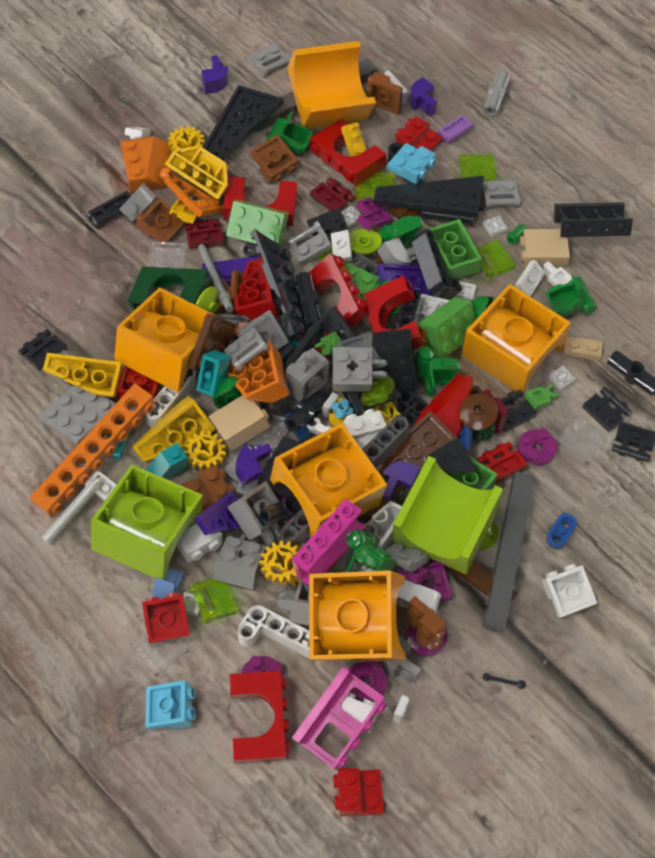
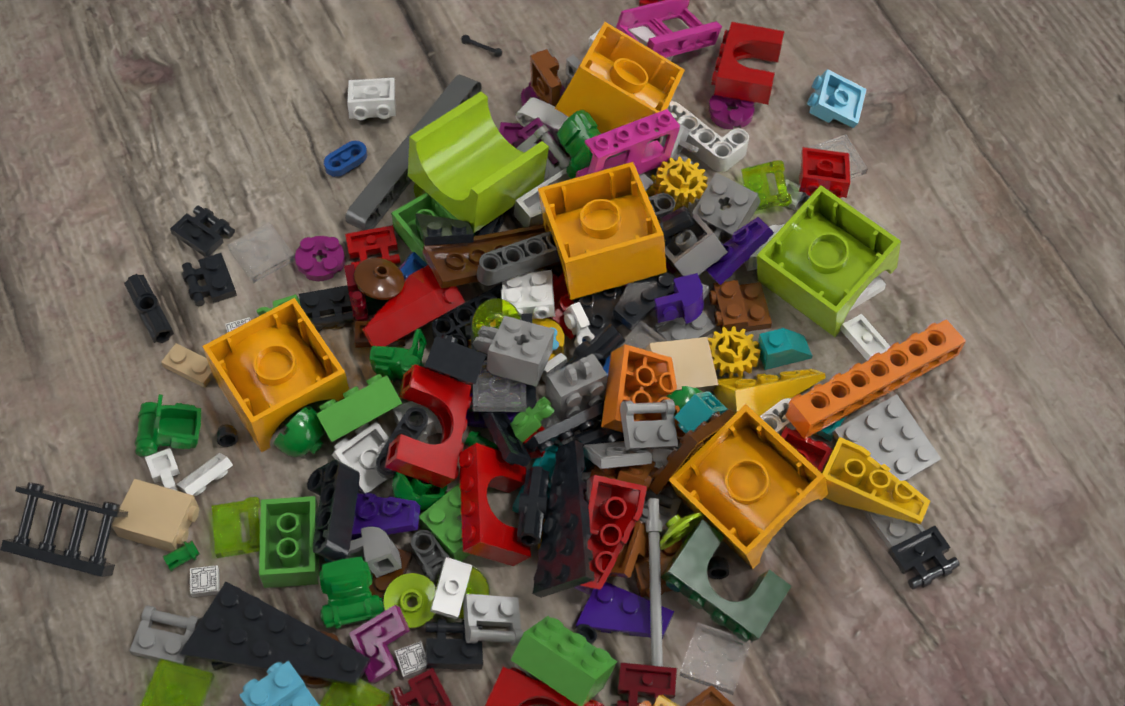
camera: 160 degrees left, 0 degrees up
(75, 505) = (912, 321): white axle -> none
(399, 474) = (506, 229): dark purple brick -> none
(467, 292) = (298, 486): white tile -> none

